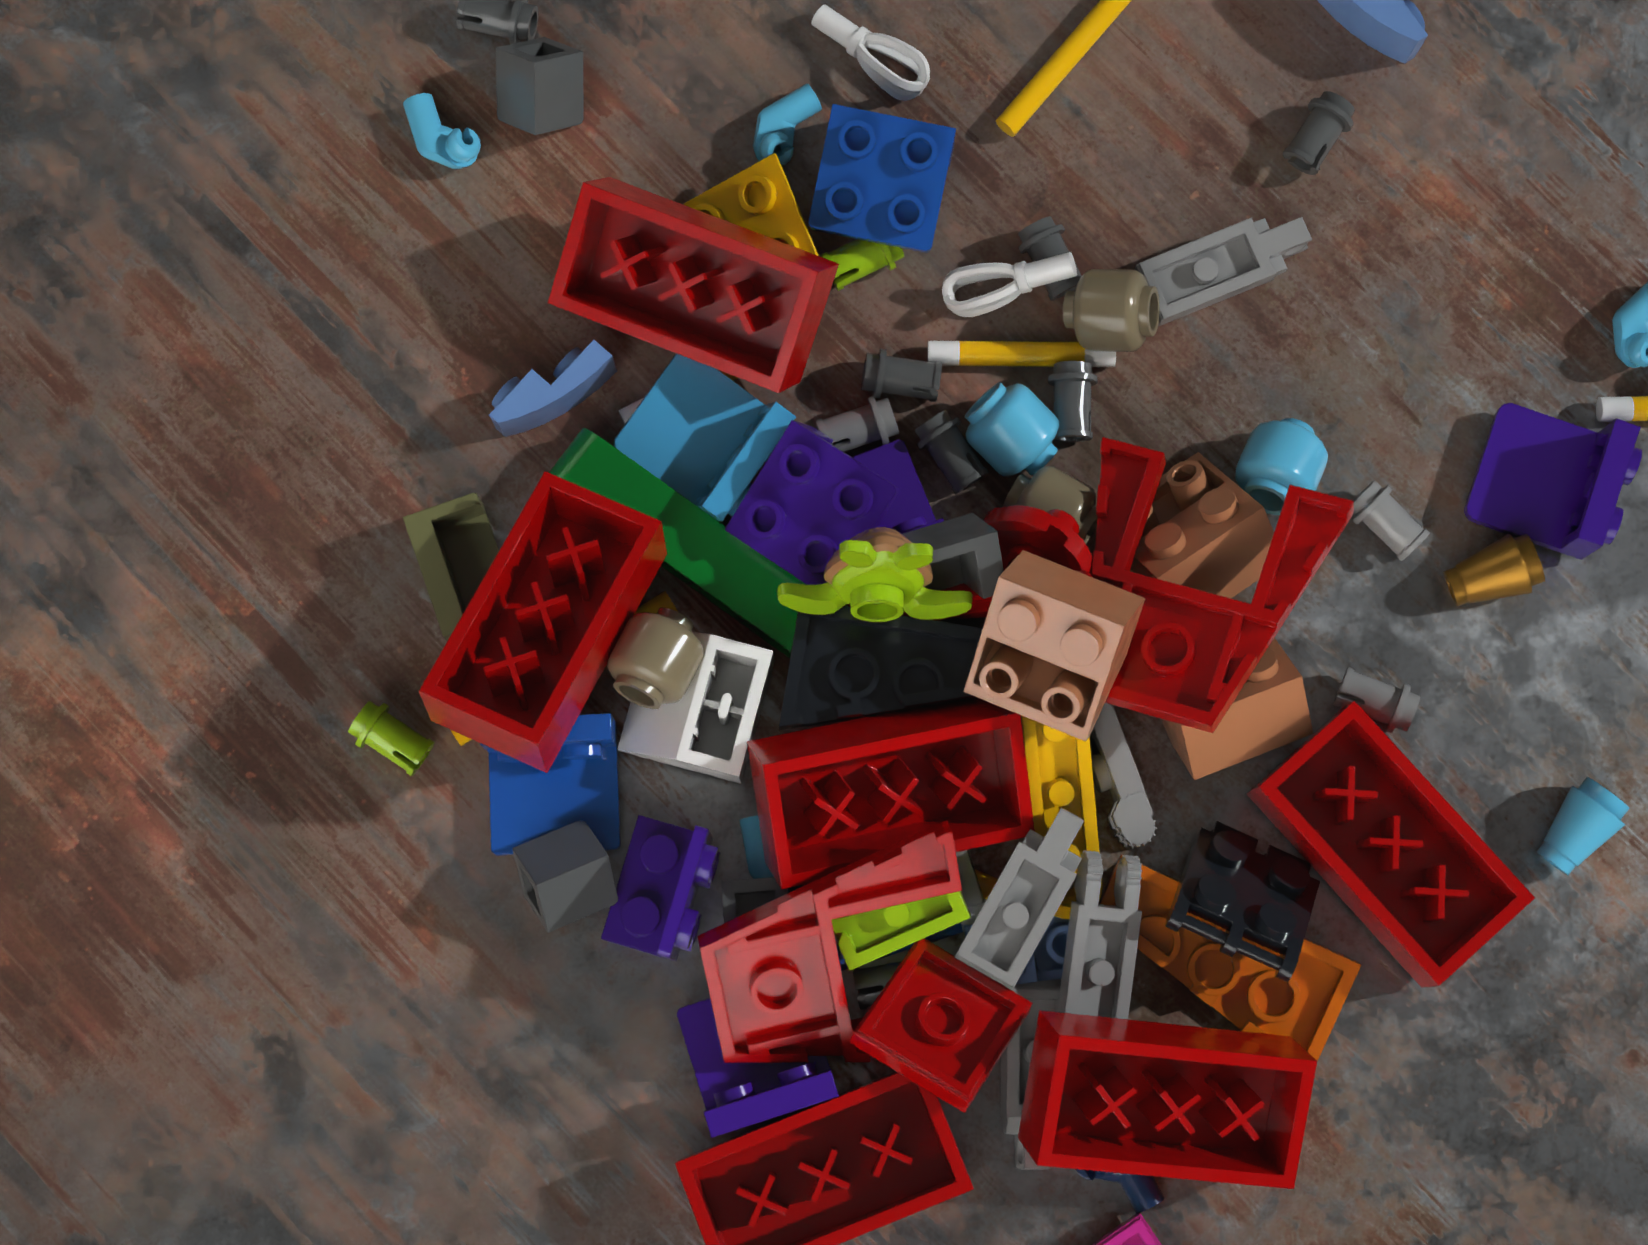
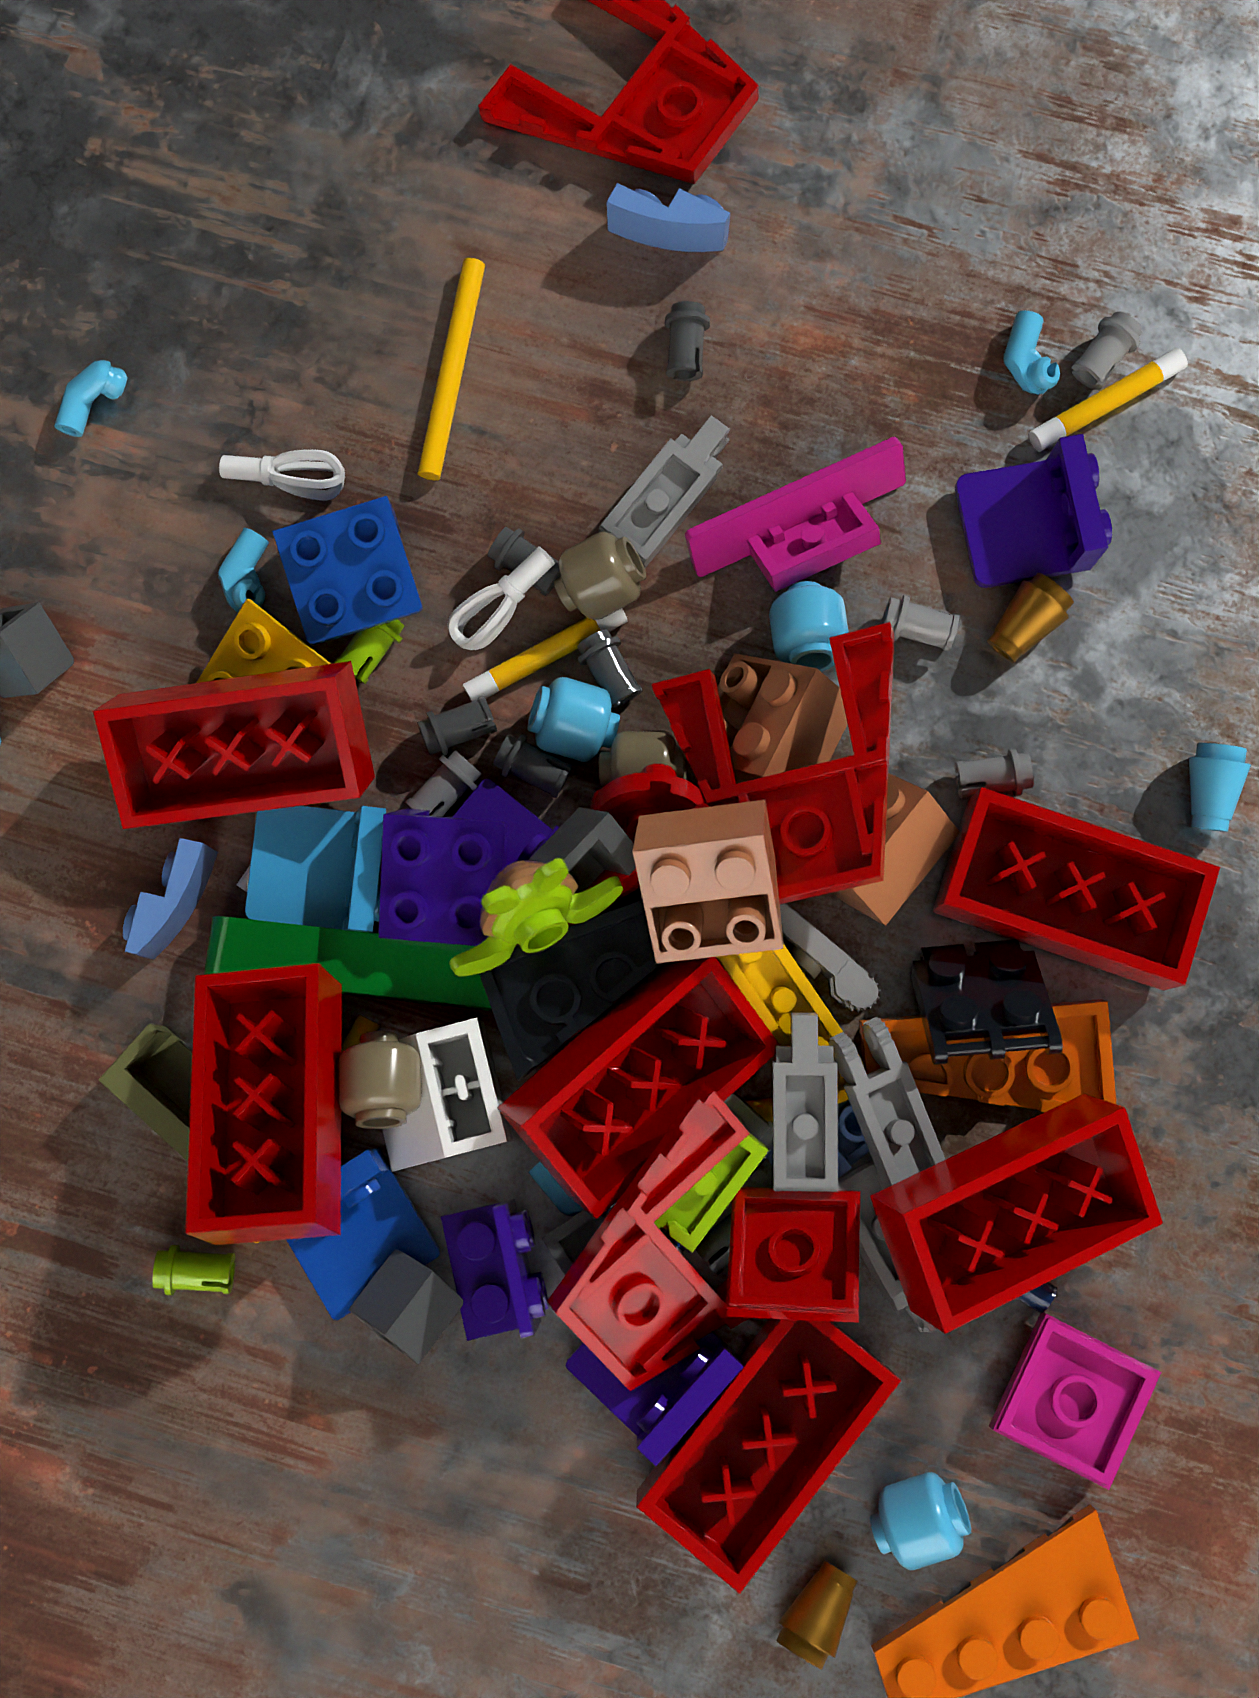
camera: 25 degrees left, 0 degrees up
(1332, 365) = (804, 522): none -> dark pink bracket

